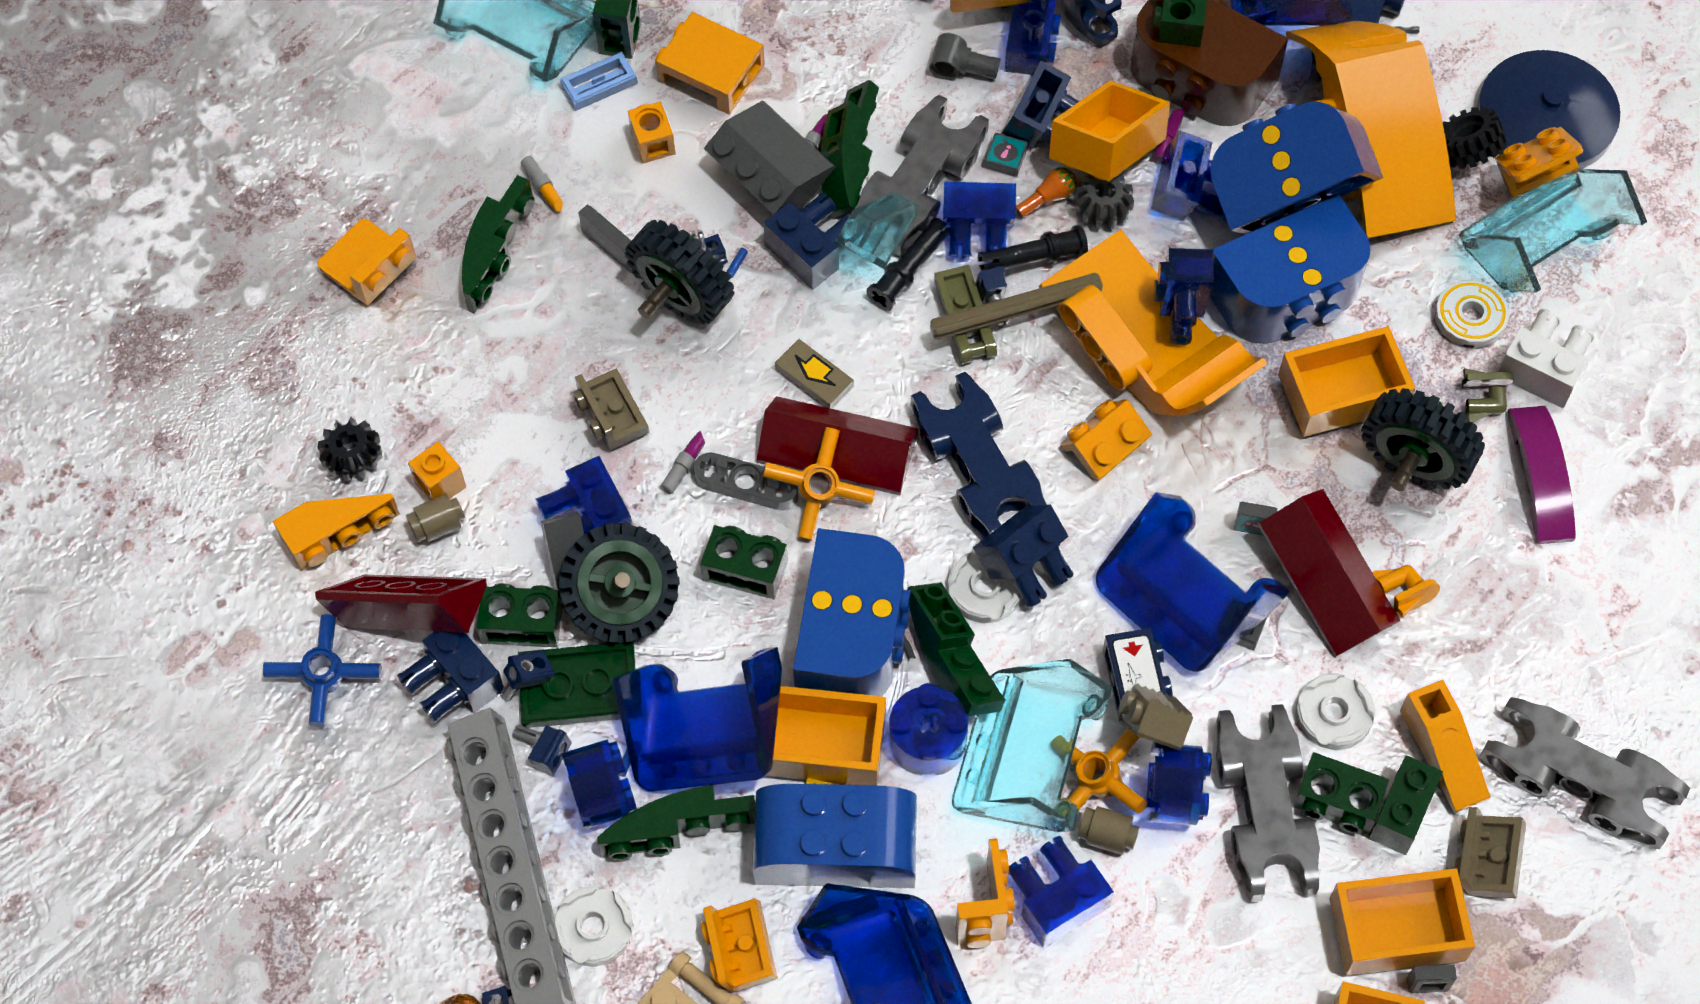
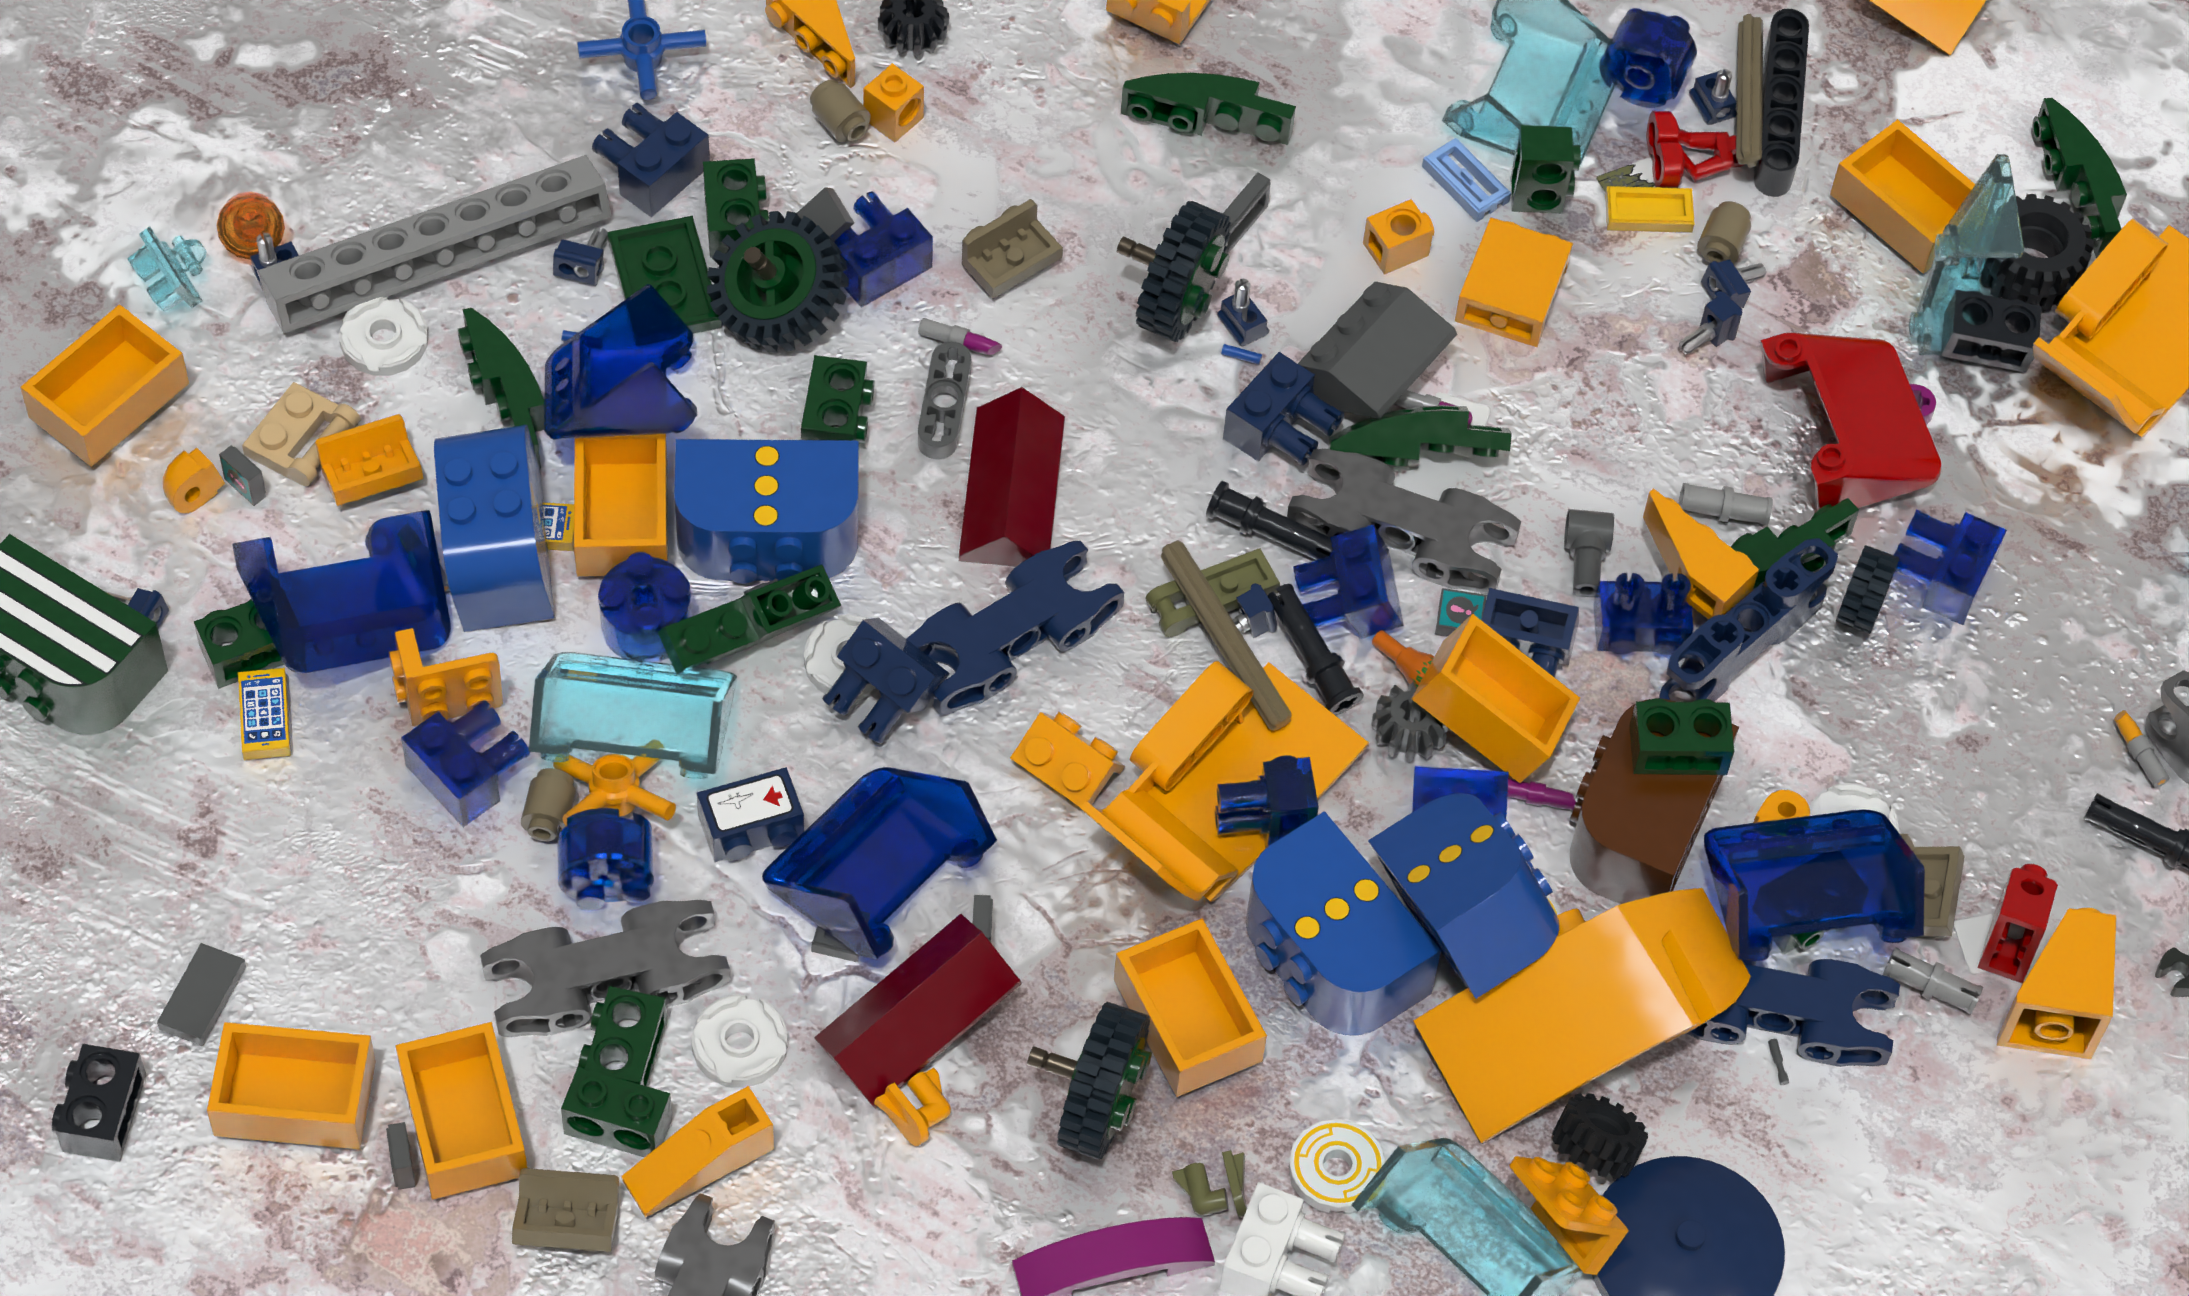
camera: 75 degrees right, 5 degrees down
(405, 602) = (723, 86): dark red slope -> none
(526, 671) = (657, 208): dark blue piece -> none
(542, 183) = (1306, 145): piece -> none
(596, 783) = (533, 298): clear blue brick -> none
(802, 479) = (954, 472): light orange bar -> none
(814, 374) = (1101, 450): dark tan tile -> none
(878, 228) = (1296, 468): clear light blue slope -> none
(1155, 716) = (673, 809): dark tan brick -> none

